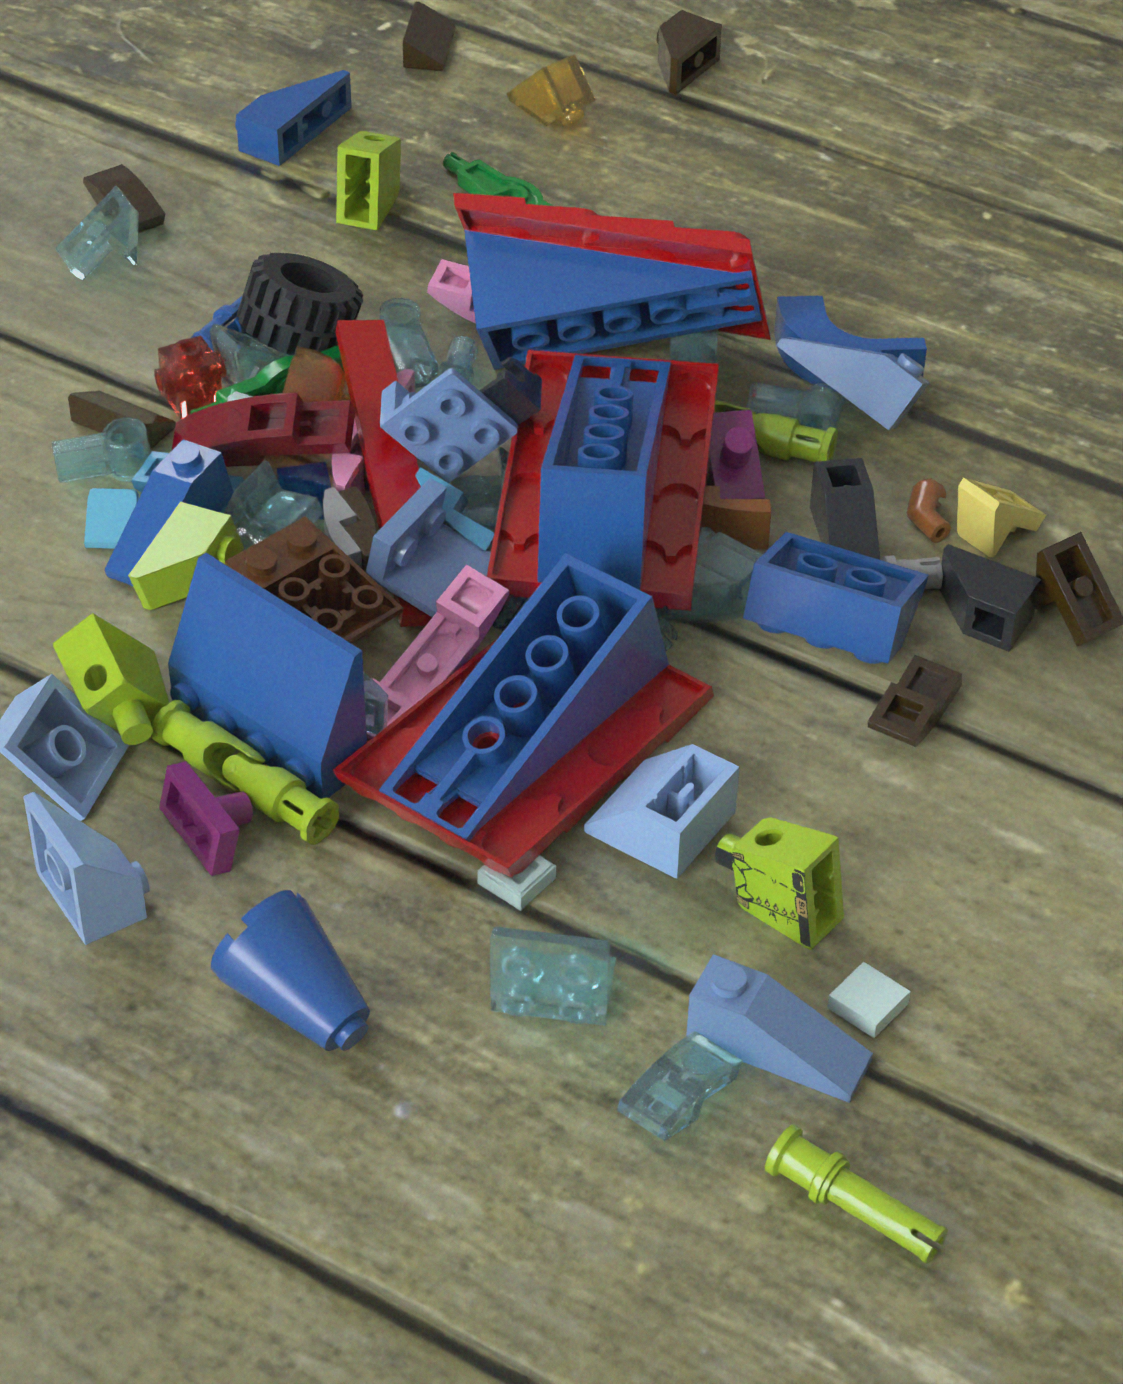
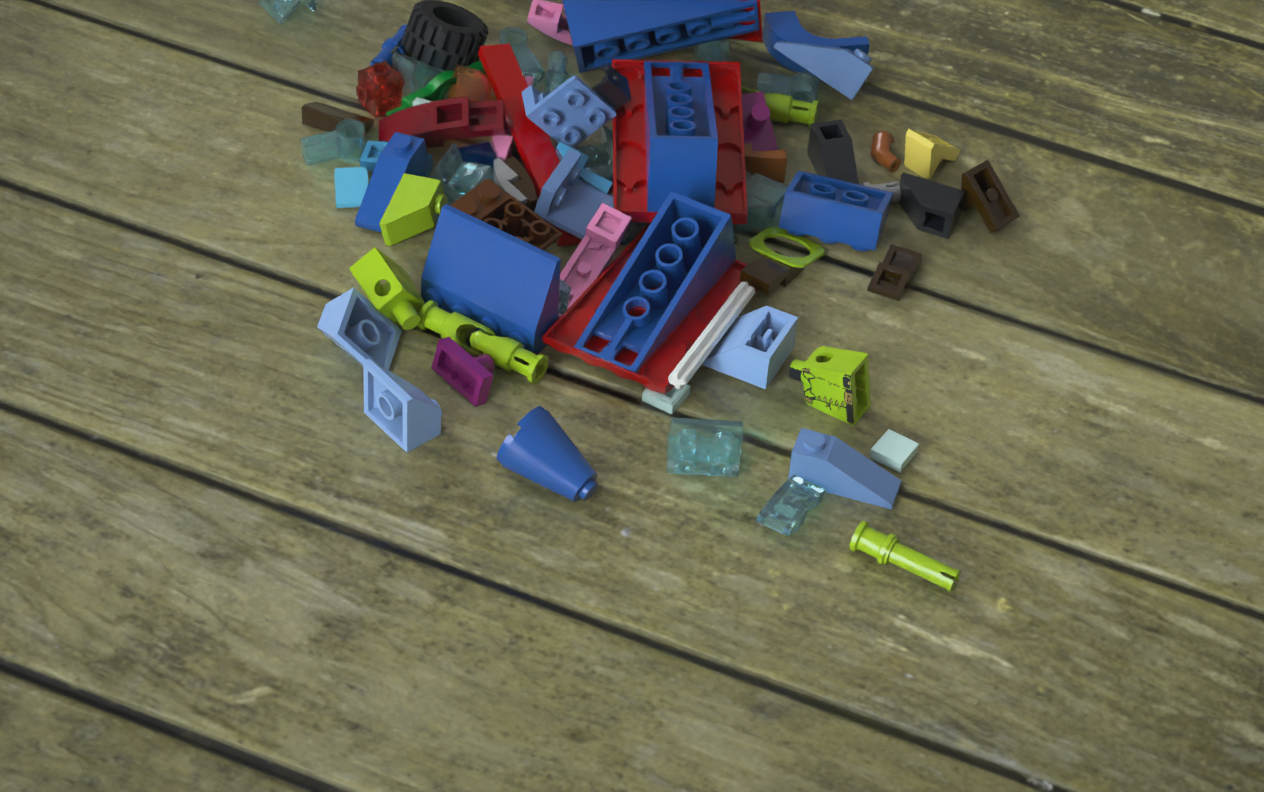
camera: 10 degrees left, 0 degrees up
(598, 787) = (711, 335): none -> white axle
(705, 643) = (758, 245): none -> lime piece
(717, 685) = (767, 273): none -> dark brown slope

